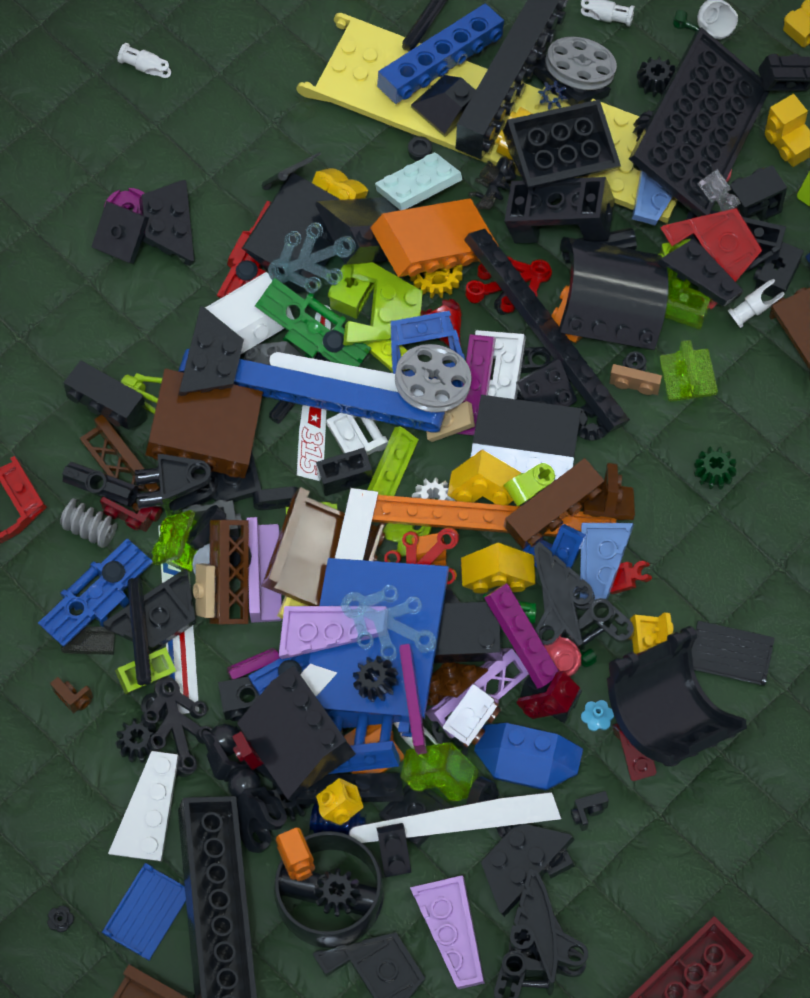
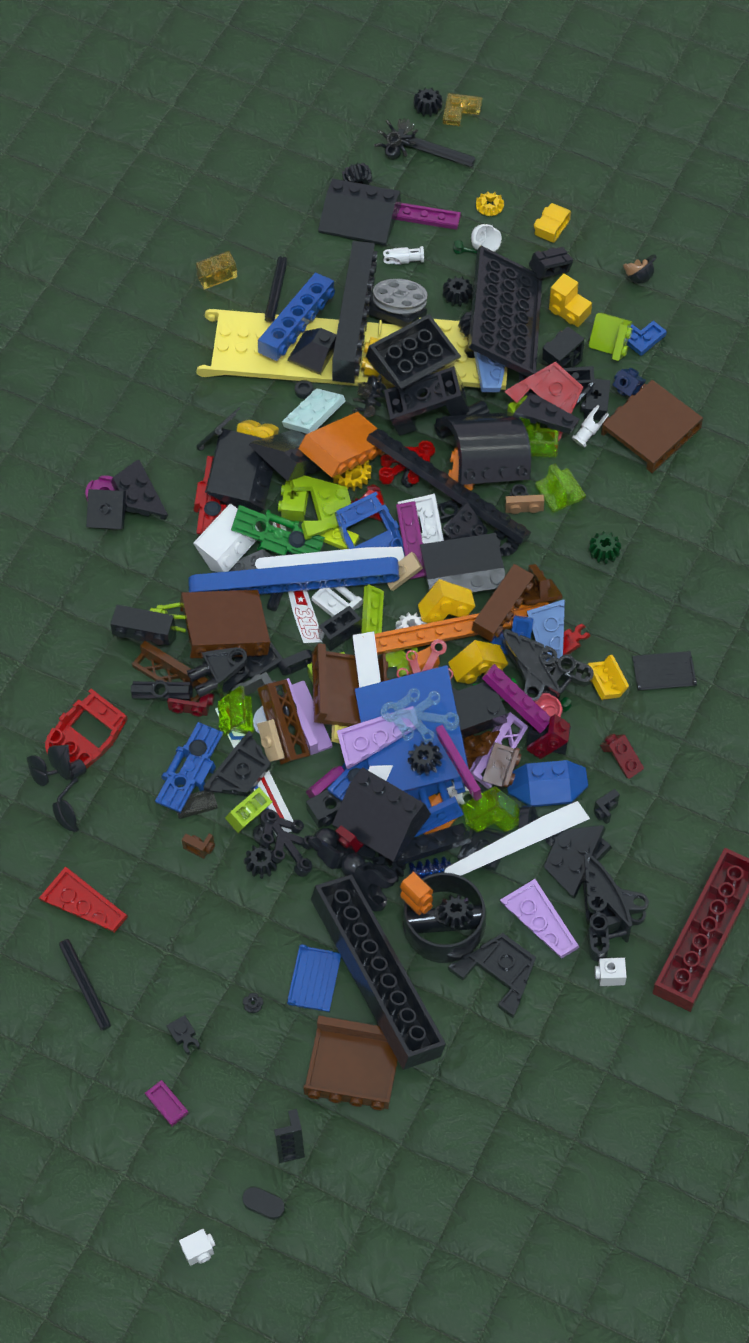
camera: 20 degrees left, 5 degrees down
(87, 524) = (163, 721): light grey piece -> none
(139, 631) = (235, 781): black axle -> none
(143, 61) = (74, 384): white piece -> none
(147, 816) = (289, 909): white wing -> none
(200, 533) = (252, 697): black beam -> none
(211, 355) = (213, 573): black wing -> none
(308, 260) = (259, 484): clear light blue plant -> none
(339, 801) = (430, 852): yellow brick -> none
(393, 850) = (480, 874): black plate -> none
(431, 369) = (388, 545): light grey wedge -> none
(528, 484) = (481, 592): lime piece -> none
(549, 90) = (385, 321): gear -> none
(597, 720) = (586, 742): medium azure plant -> none
(663, 703) = (632, 717): black hinge -> none
(717, 189) = (534, 353): clear plate -> none

